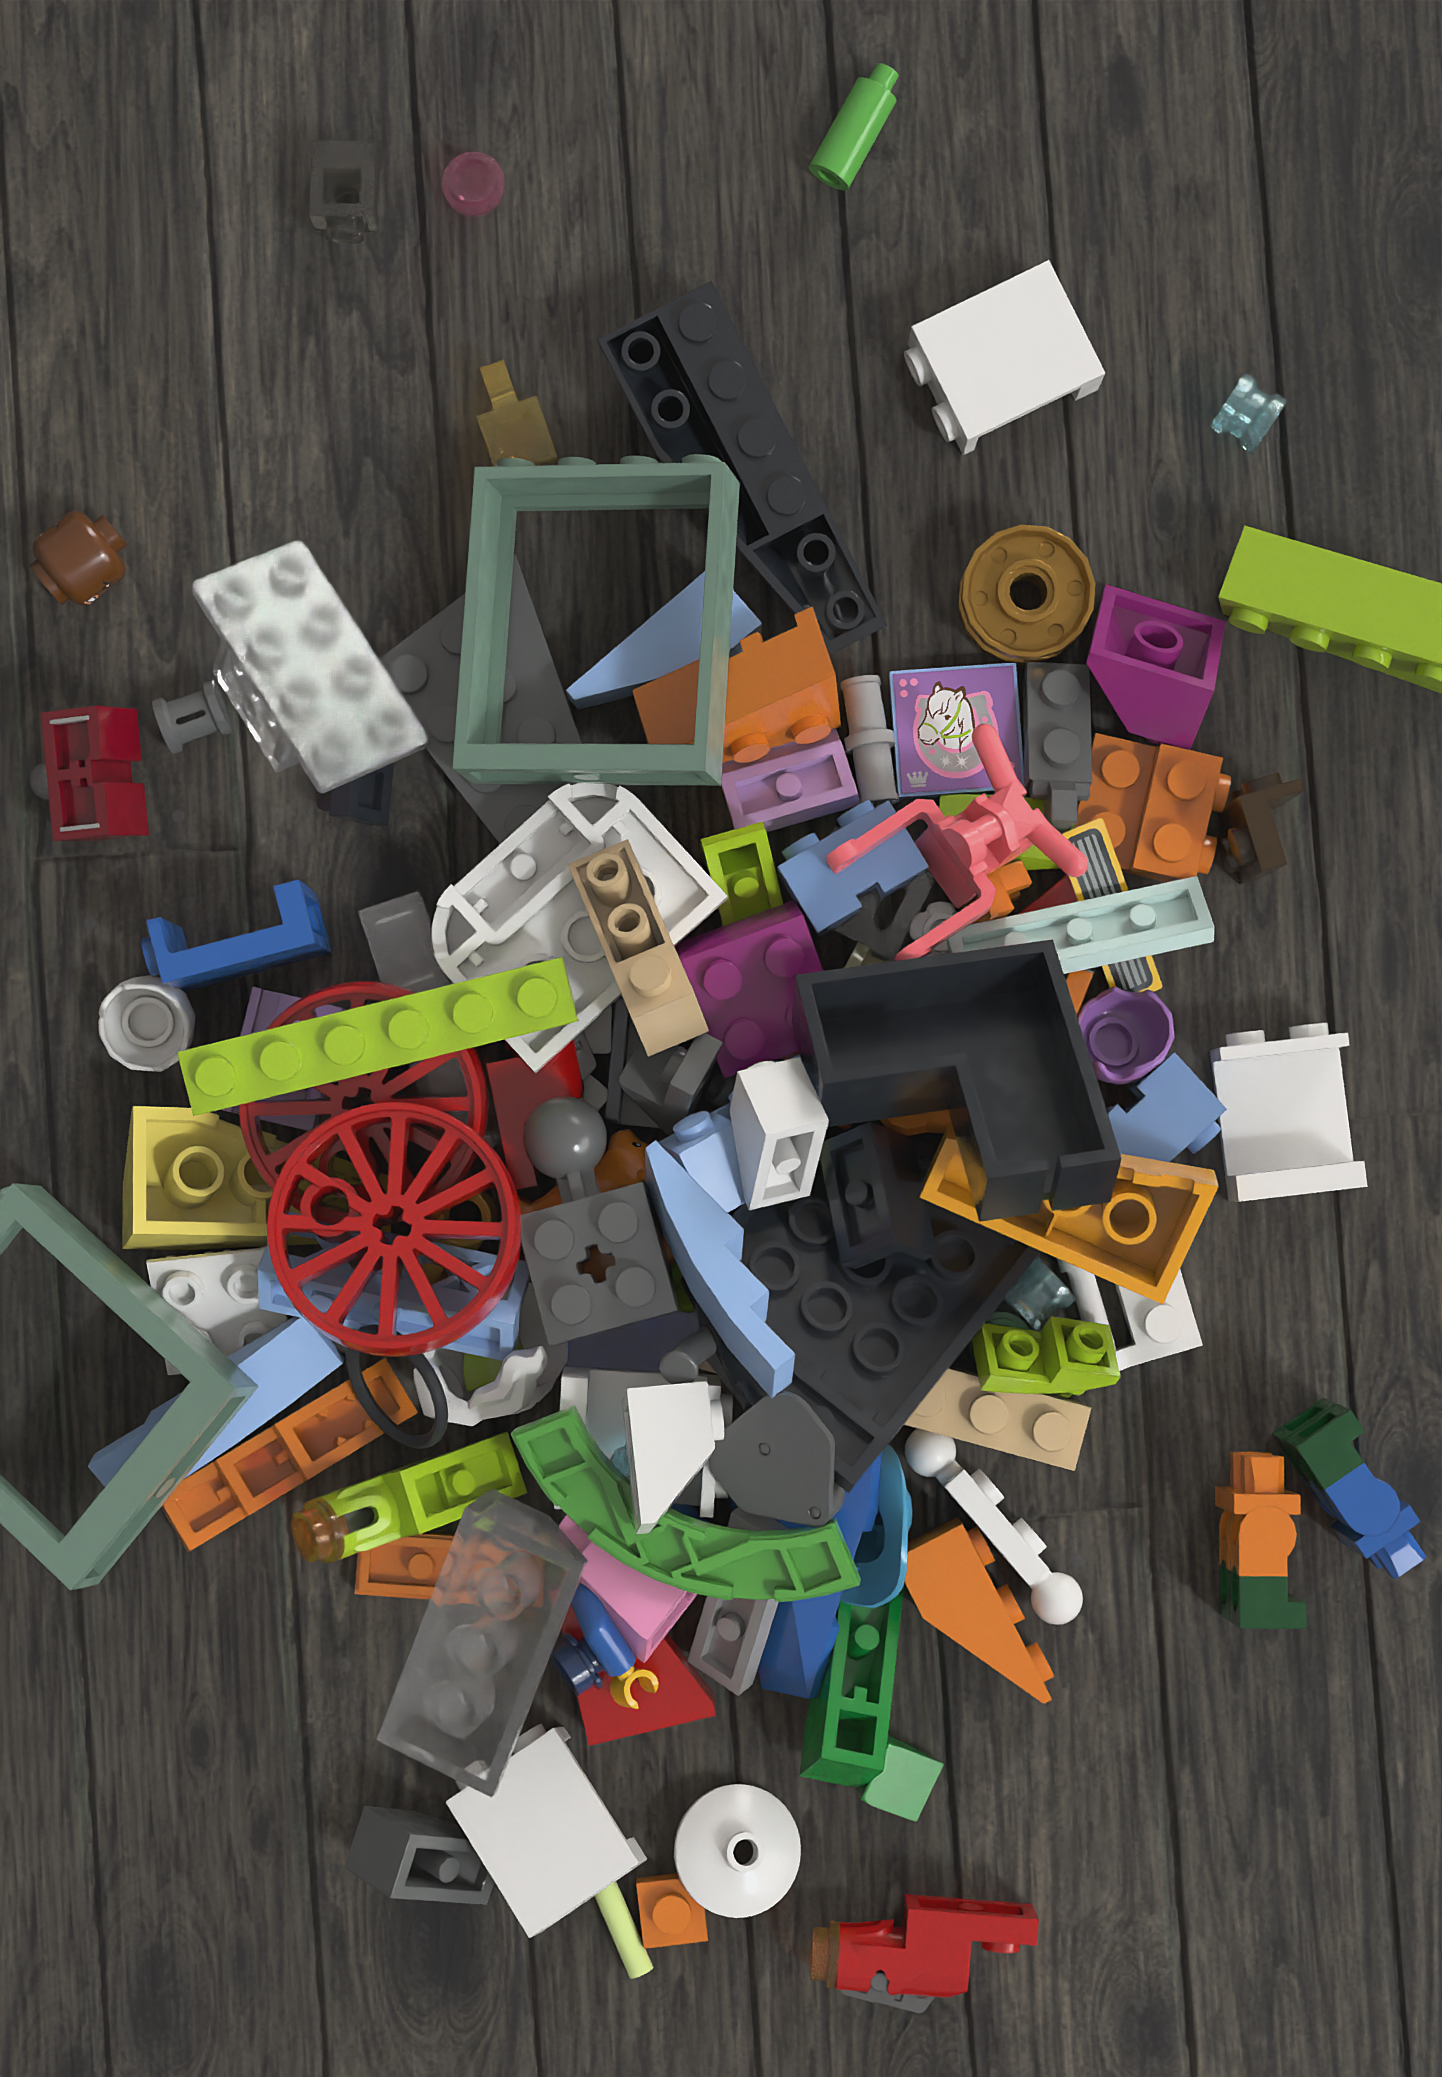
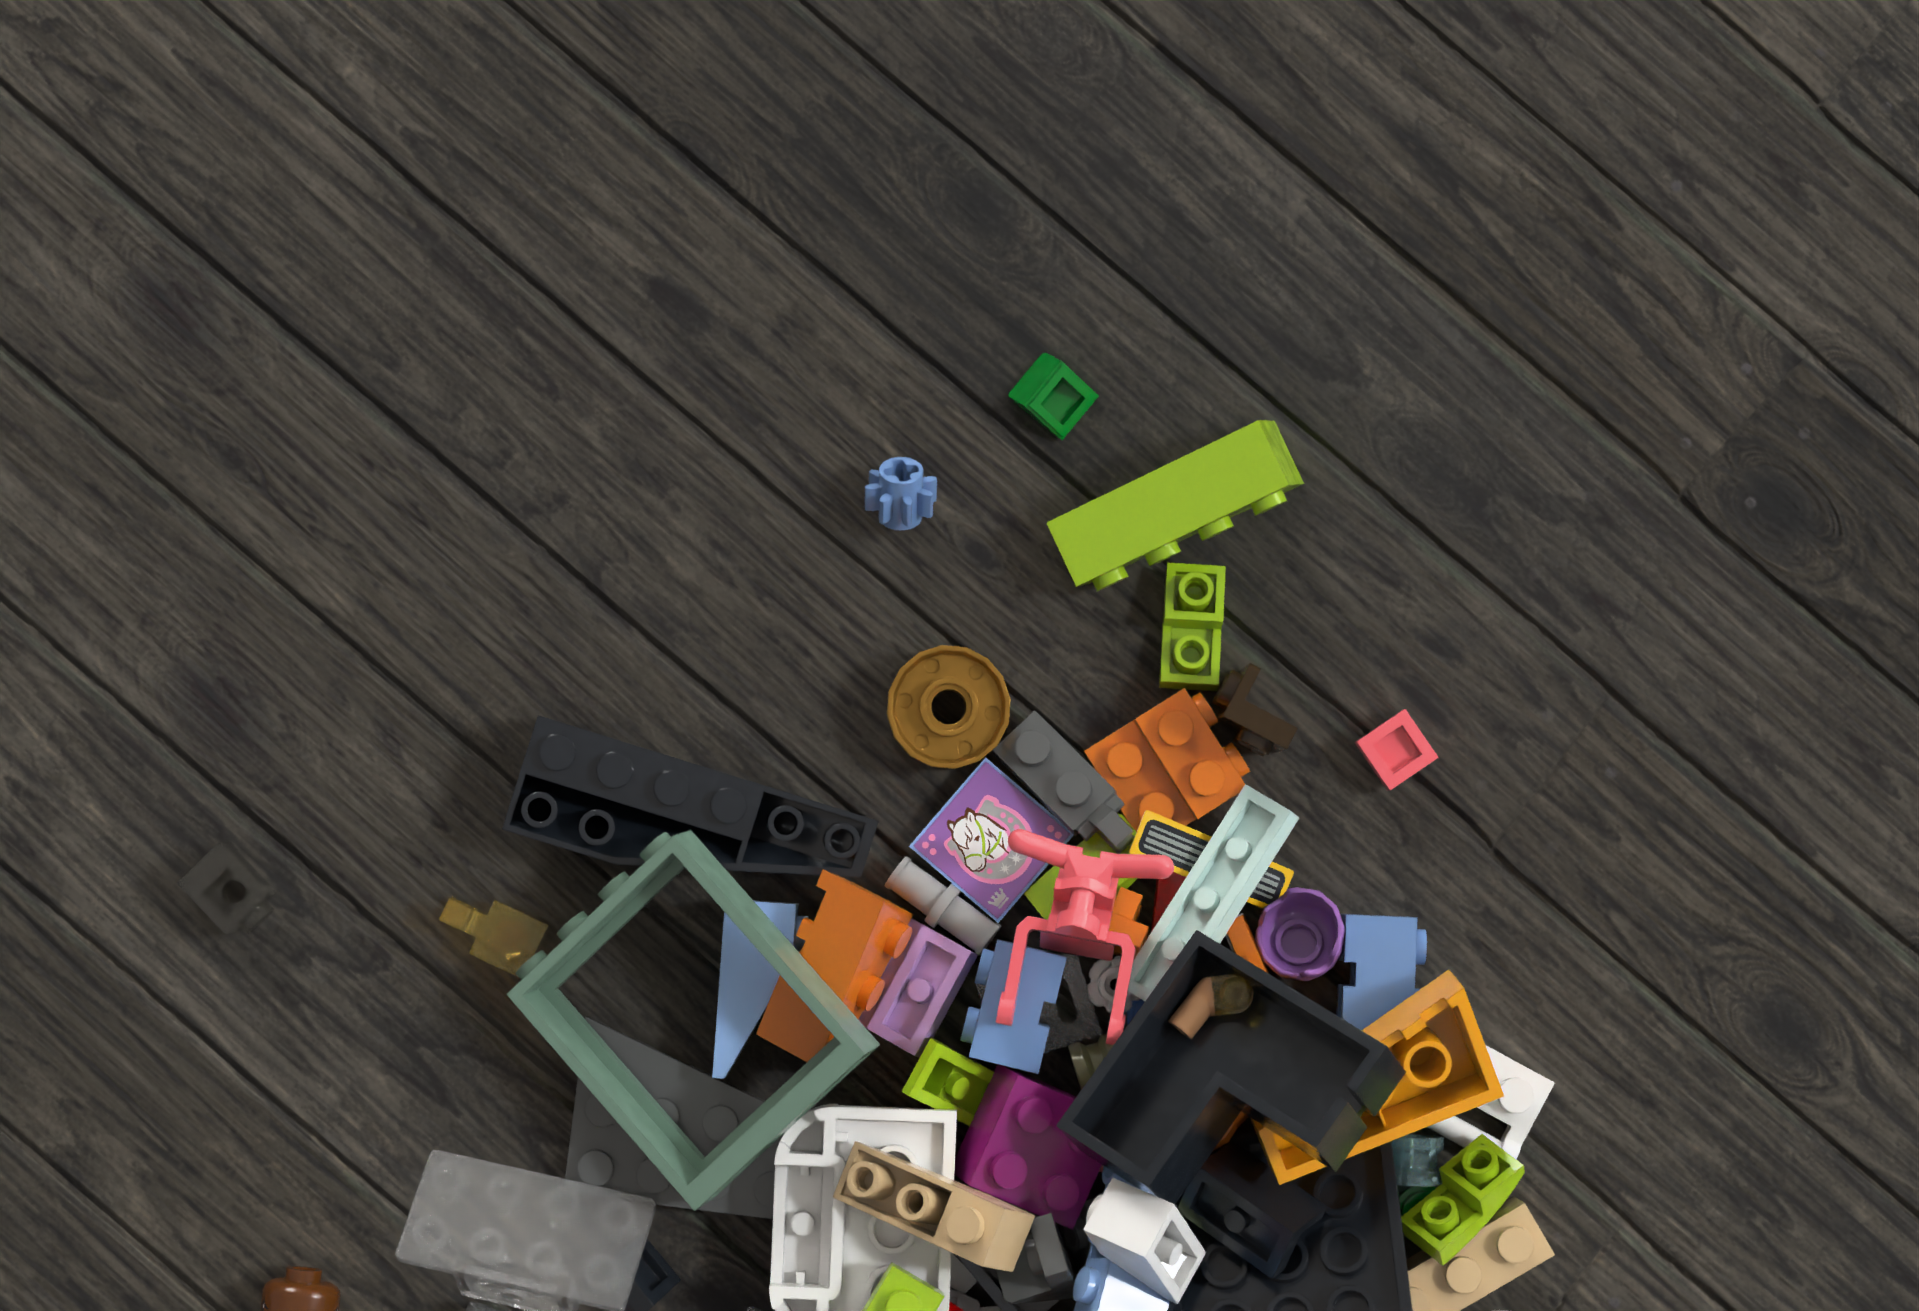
camera: 50 degrees left, 0 degrees up
(473, 184) = (308, 797): clear pink plate -> none
(855, 128) = (524, 507): bright green cylinder -> none
(1002, 355) = (775, 565): white panel -> none
(1010, 1004) = (1211, 998): none -> arm
(1153, 397) = (900, 493): none -> medium blue gear
(1155, 664) = (1076, 668): magenta slope -> none
(1248, 413) = (973, 440): clear light blue wheel -> none
(1255, 1544) = (1719, 1181): orange hips -> none
(1273, 722) = (1192, 626): none -> lime slope
(1284, 1114) = (1458, 878): white panel -> none
(1336, 970) = (1396, 749): none -> coral plate
(1342, 444) = (1053, 395): none -> green slope
(1365, 1507) = (1742, 1084): hips -> none

